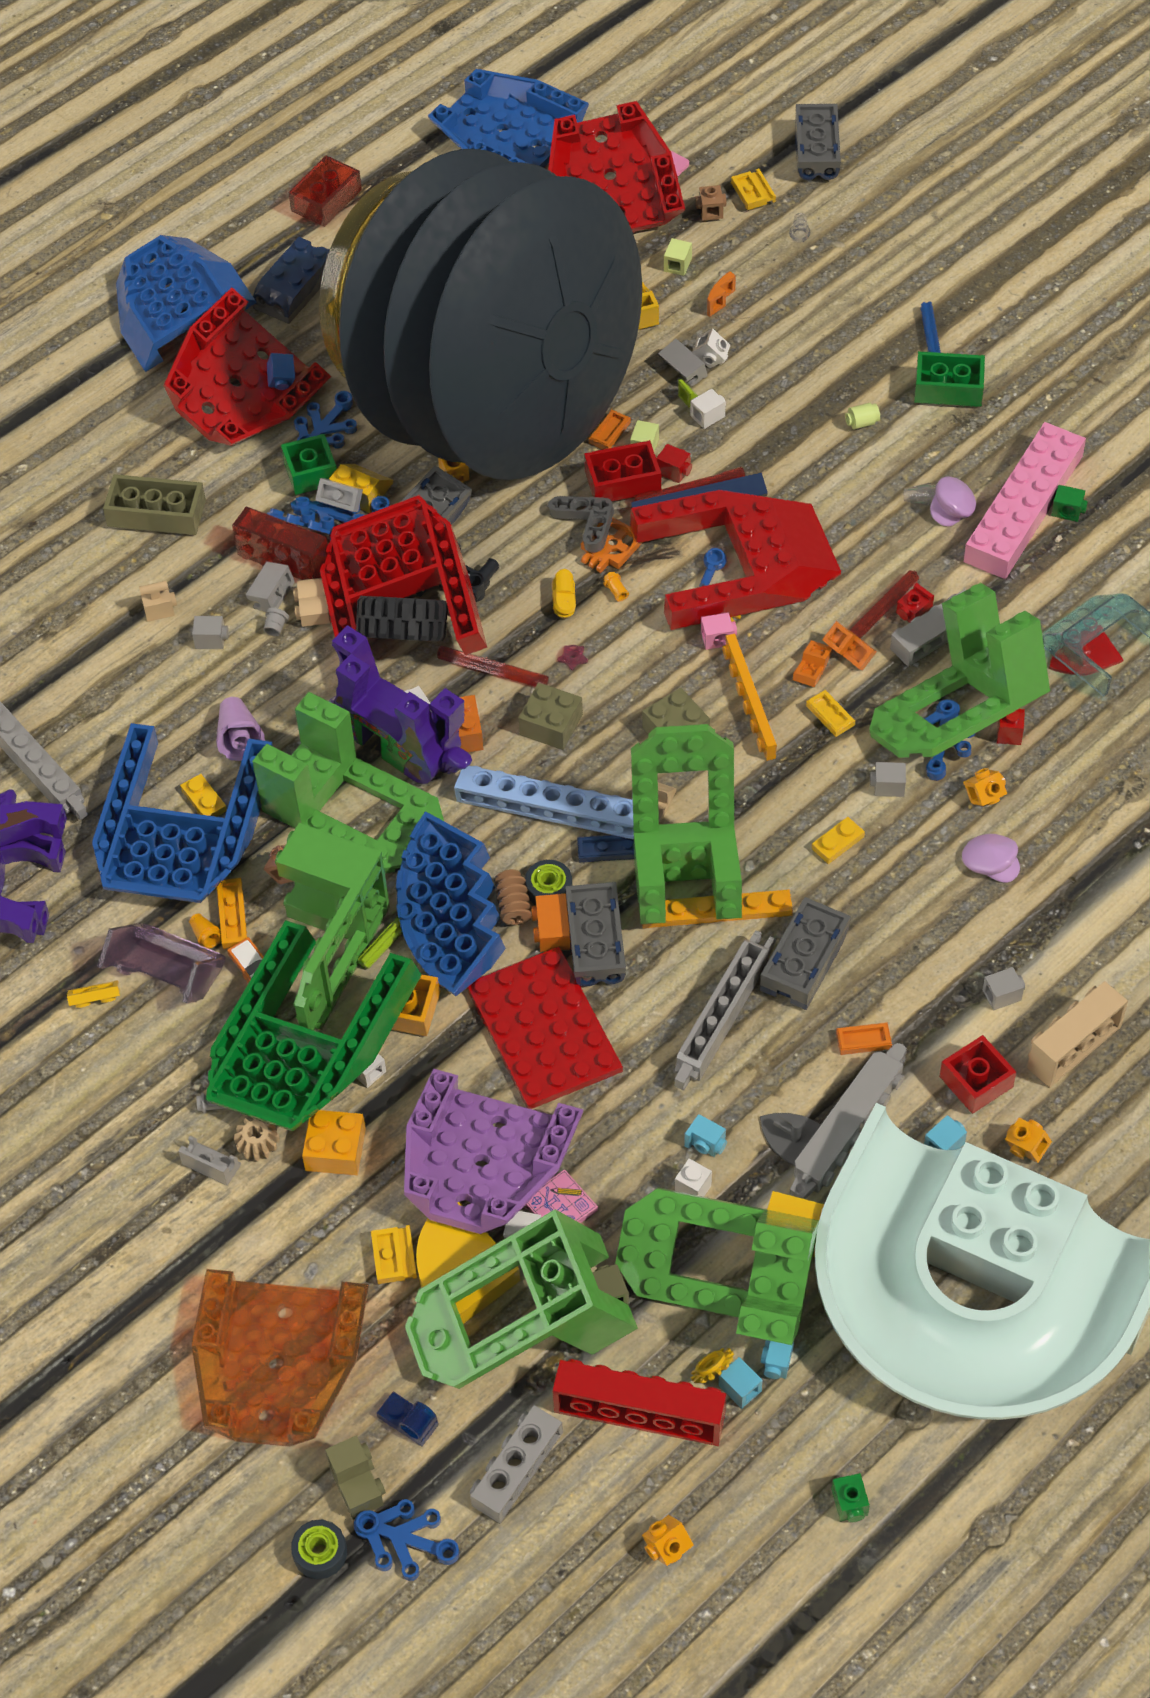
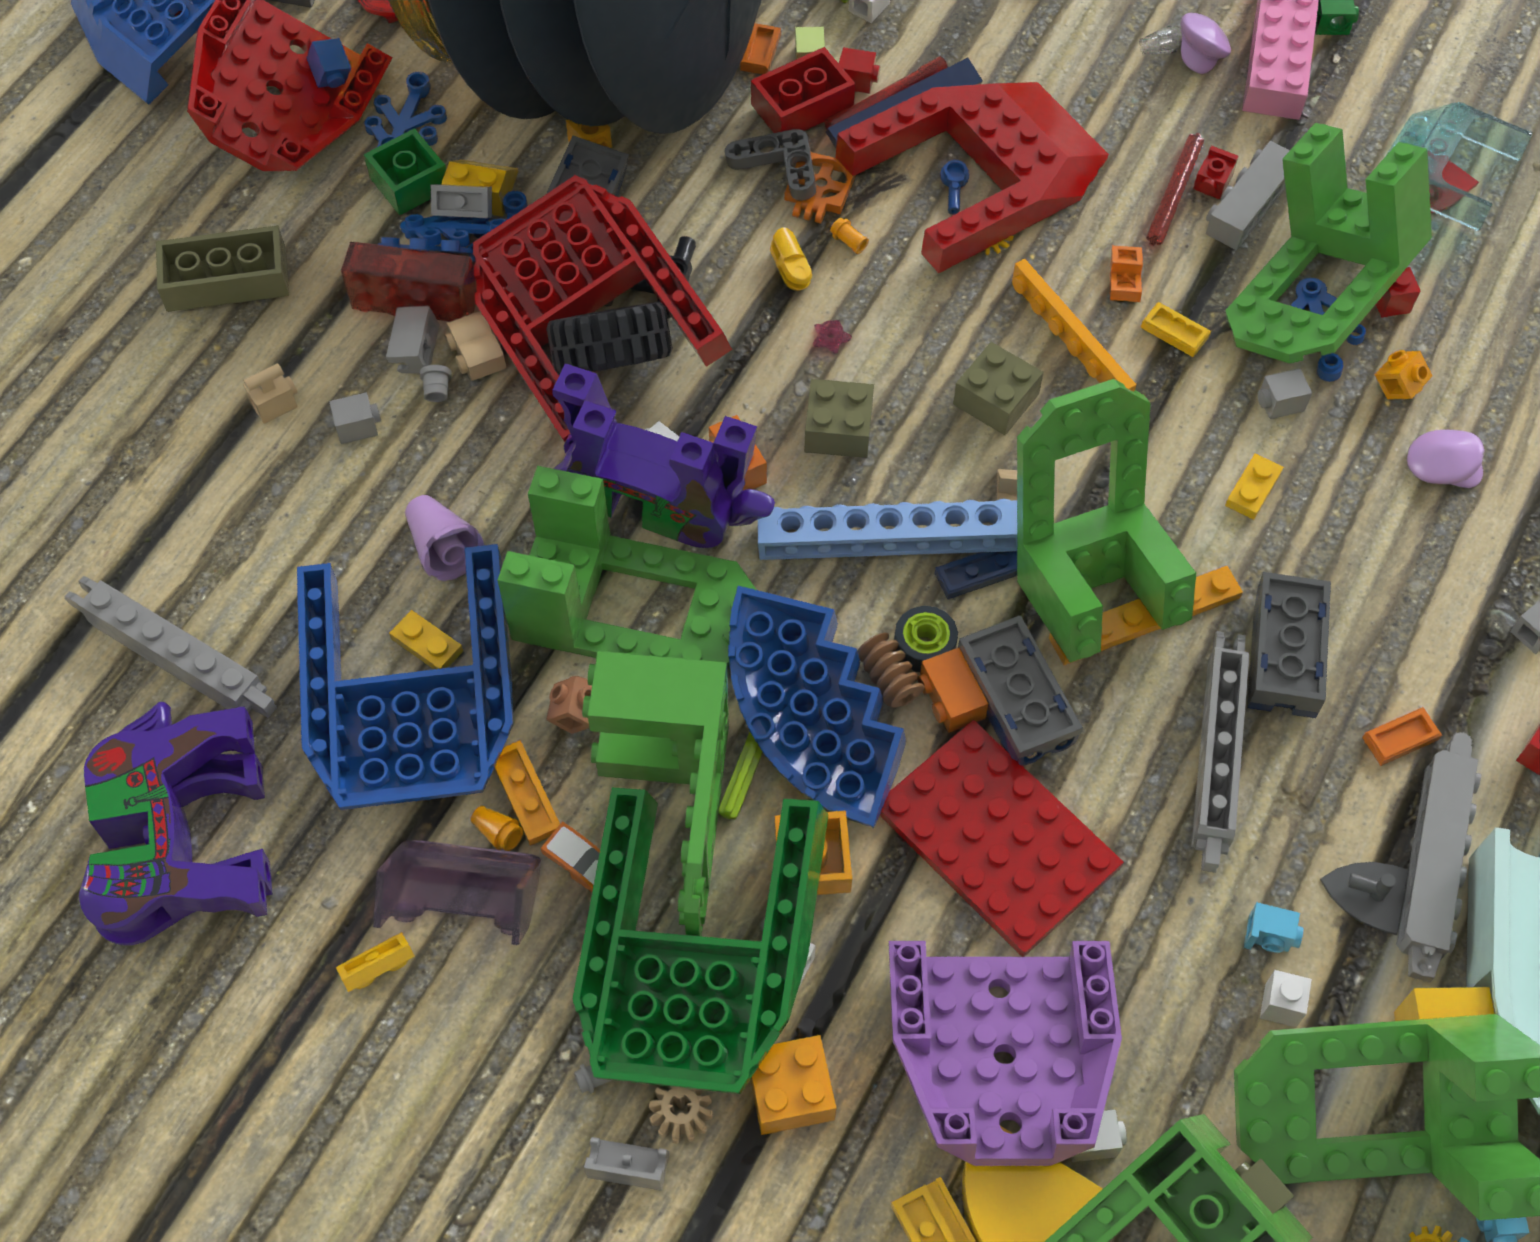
camera: 20 degrees left, 5 degrees up
(491, 666) = (737, 373): clear red axle -> none
(565, 1196) = (1136, 1085): bright pink tile -> none
(715, 628) = (996, 260): bright pink brick -> none
(849, 645) = (1163, 240): orange slope -> none

